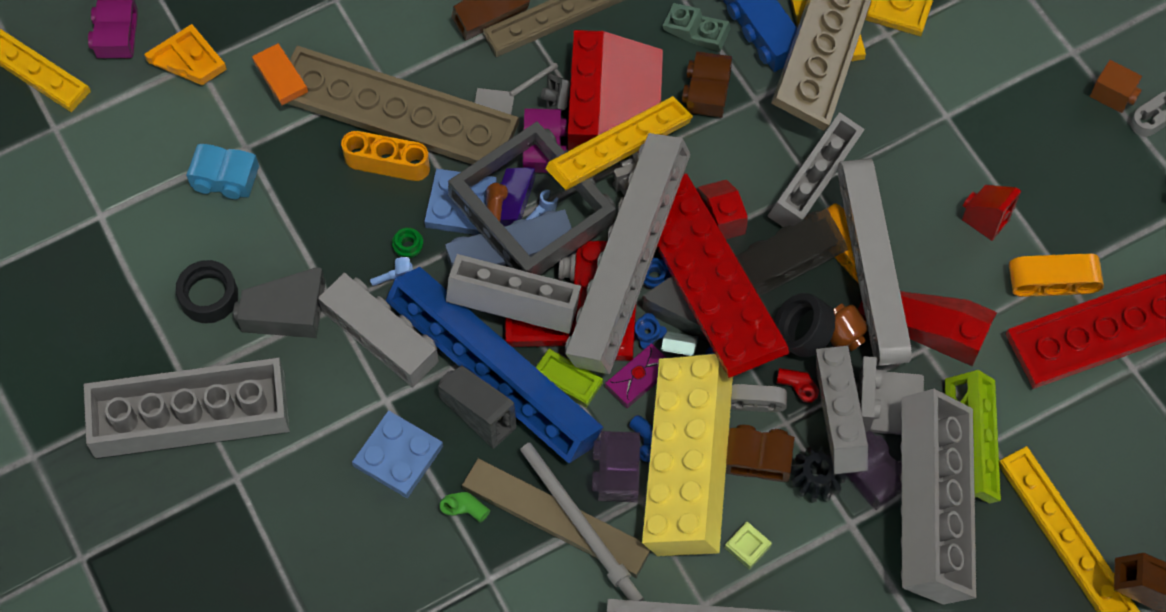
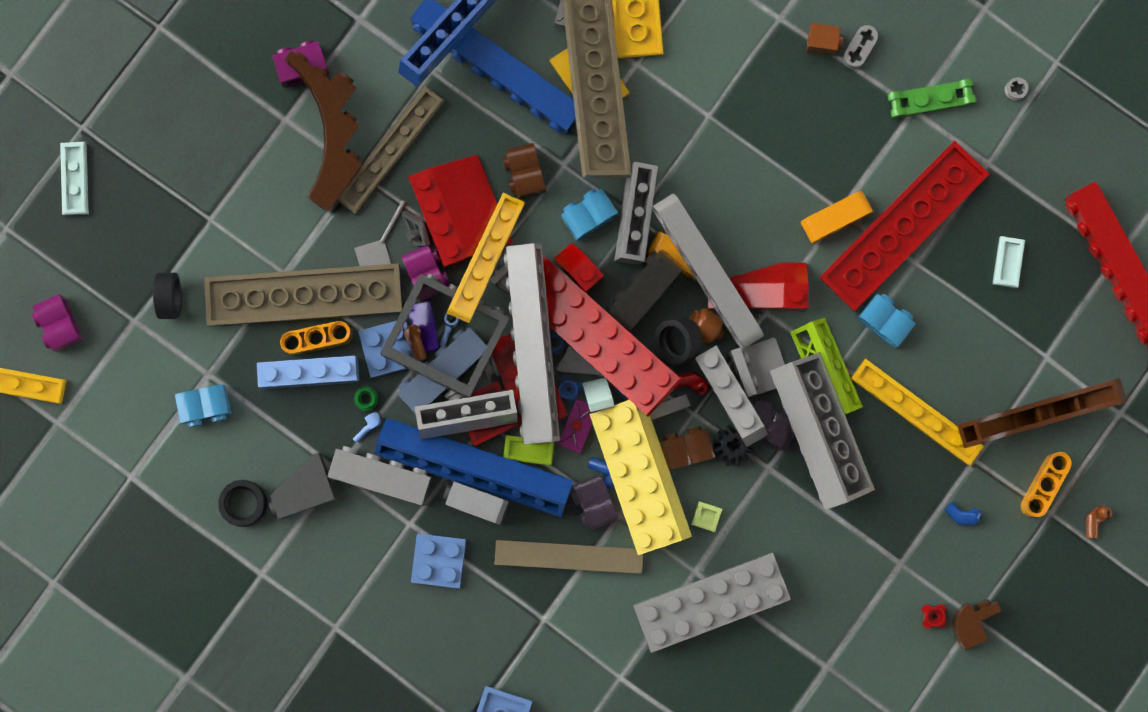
camera: 25 degrees left, 20 degrees up
(186, 408) = (277, 599): light grey brick -> none
(187, 56) = (125, 321): light orange wing -> none
(244, 39) = (167, 295): none -> black tyre
(280, 74) = (205, 309): orange tile -> none
(357, 185) = (308, 372): none -> light blue brick
(464, 503) = (500, 576): bright green arm -> none
(616, 573) = (631, 581): light grey bar -> none
(691, 26) = (494, 123): sand green slope -> none
(761, 156) = (589, 214): none -> dark azure brick
(990, 209) = (771, 186): red slope -> none
(1071, 412) = (887, 320): none -> dark azure brick

